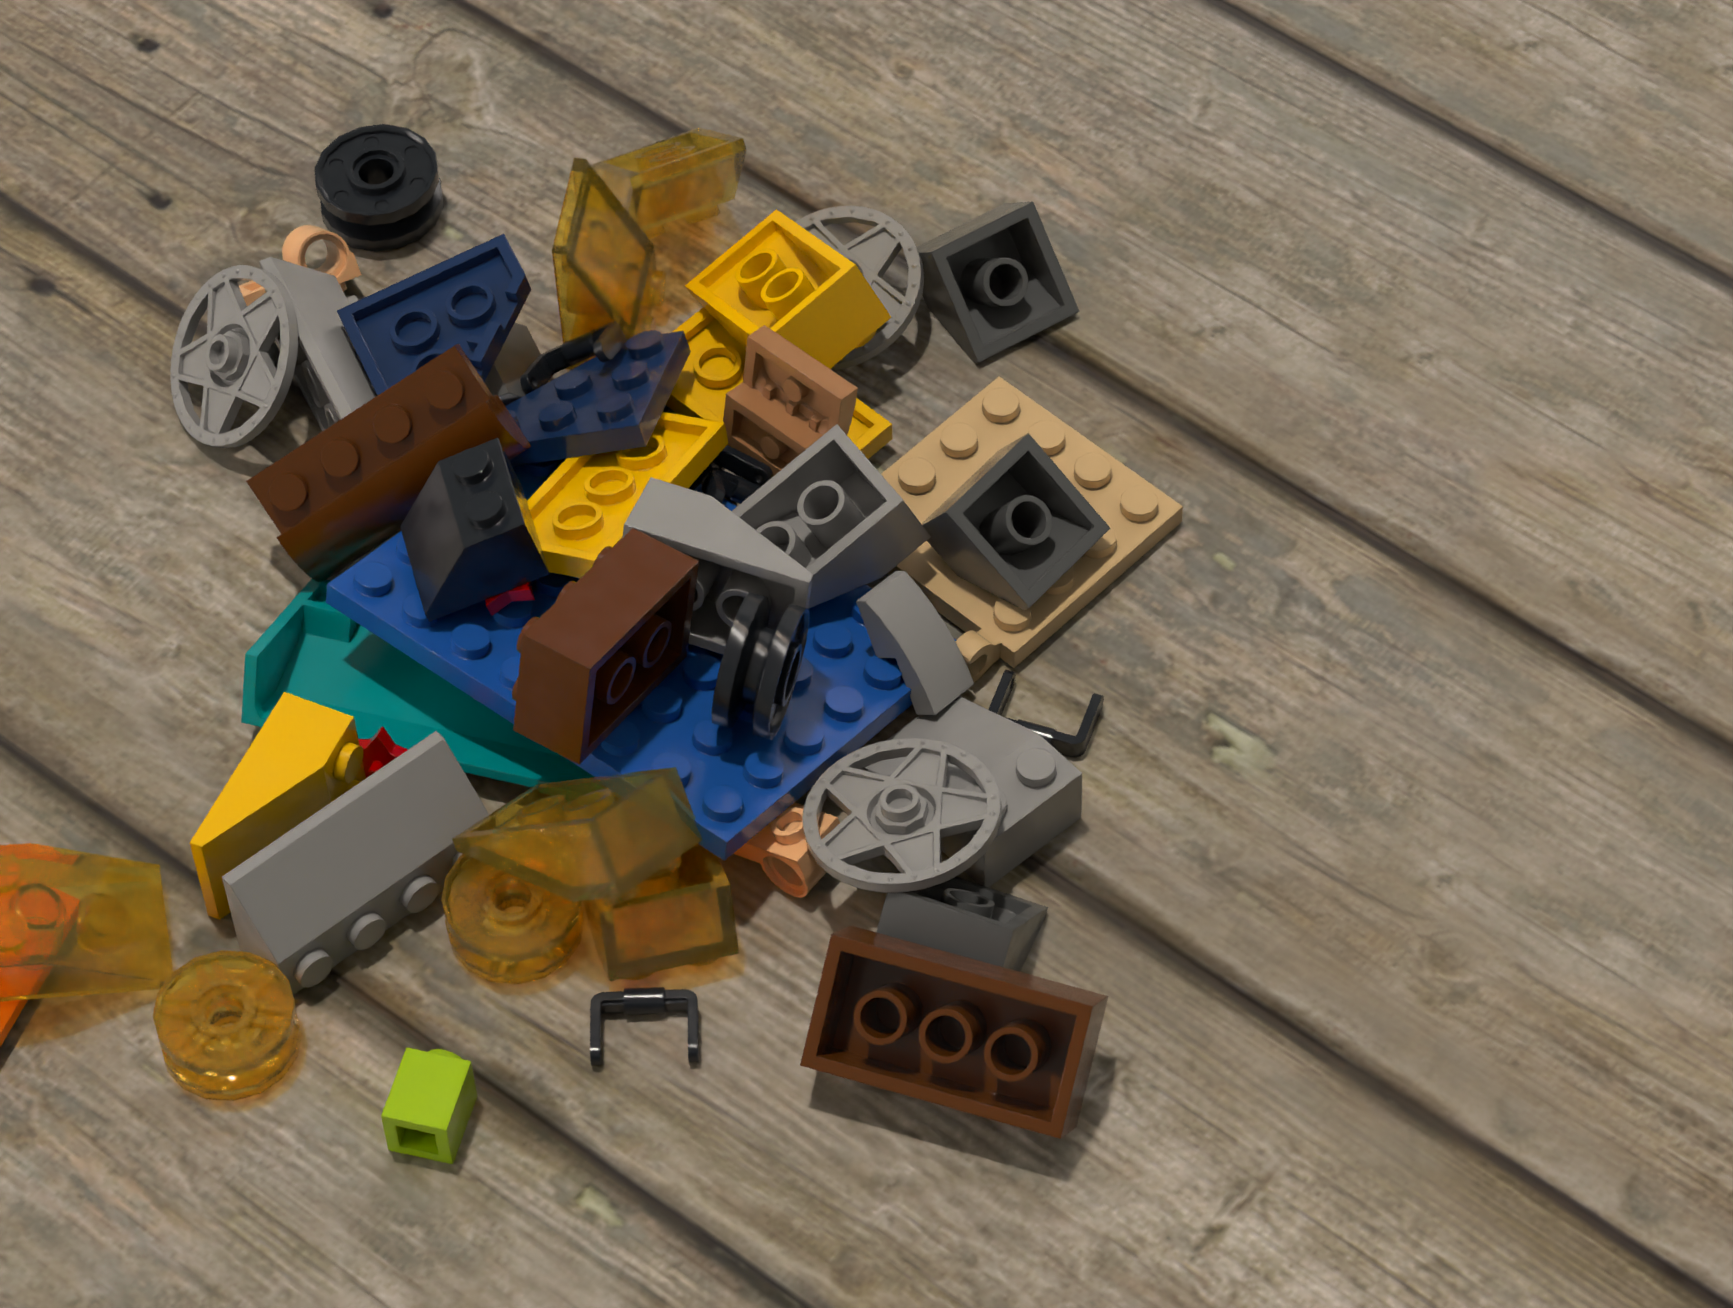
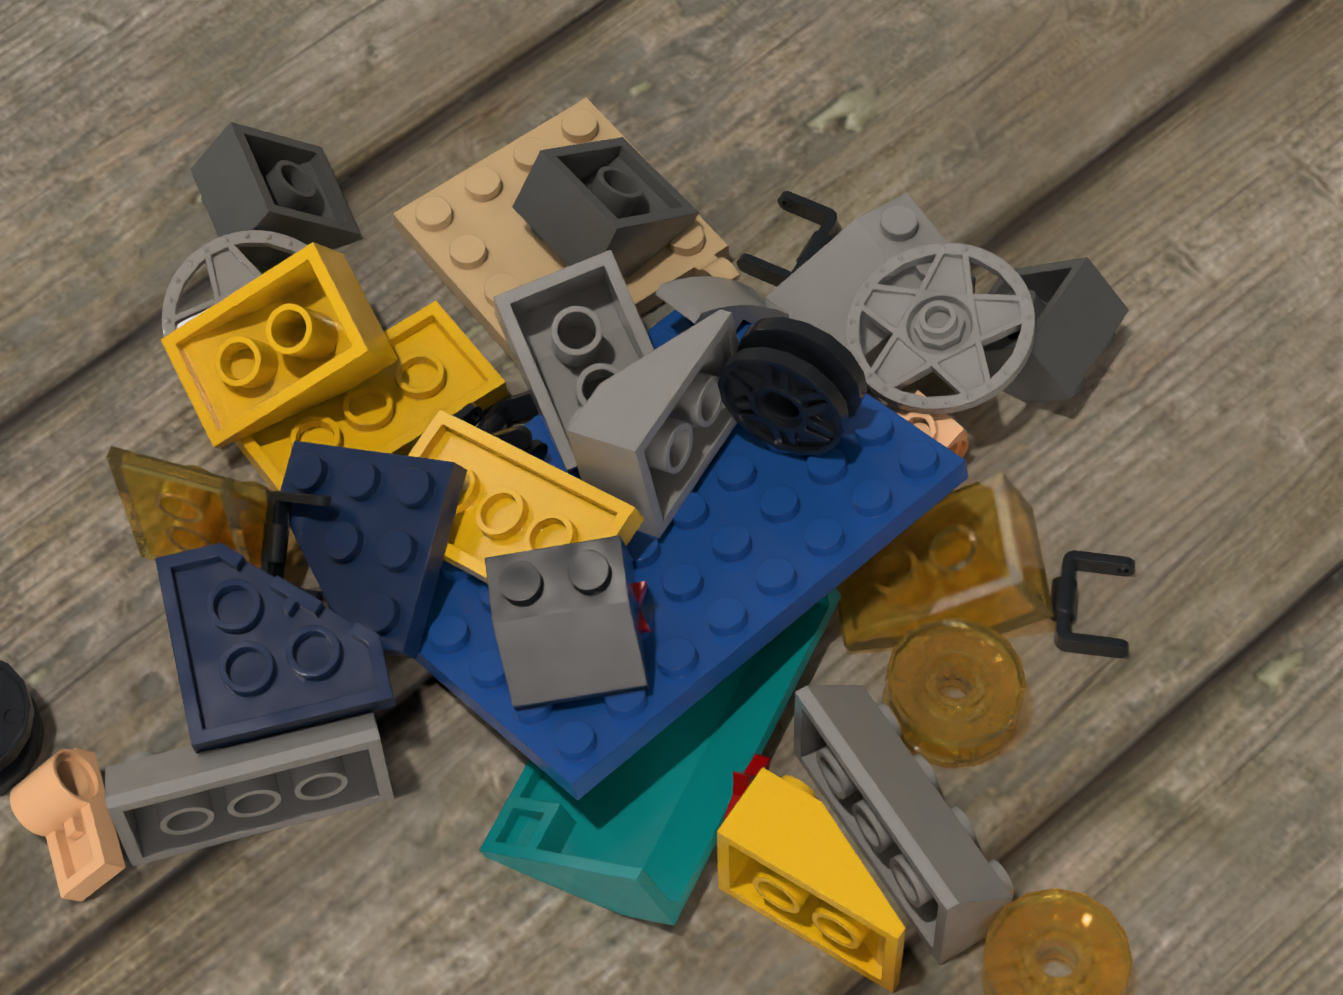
camera: 80 degrees left, 5 degrees up
(235, 356) = (196, 874): light grey wheel -> none
(365, 471) = (419, 713): reddish brown brick -> none
(429, 1104) = (1172, 787): lime brick -> none
(589, 834) = (923, 590): clear yellow slope -> none
(604, 645) = (755, 505): reddish brown brick -> none
(676, 178) = (74, 417): clear yellow slope -> none
(784, 401) = (440, 351): medium nougat slope -> none
(954, 1031) = (1170, 331): reddish brown brick -> none

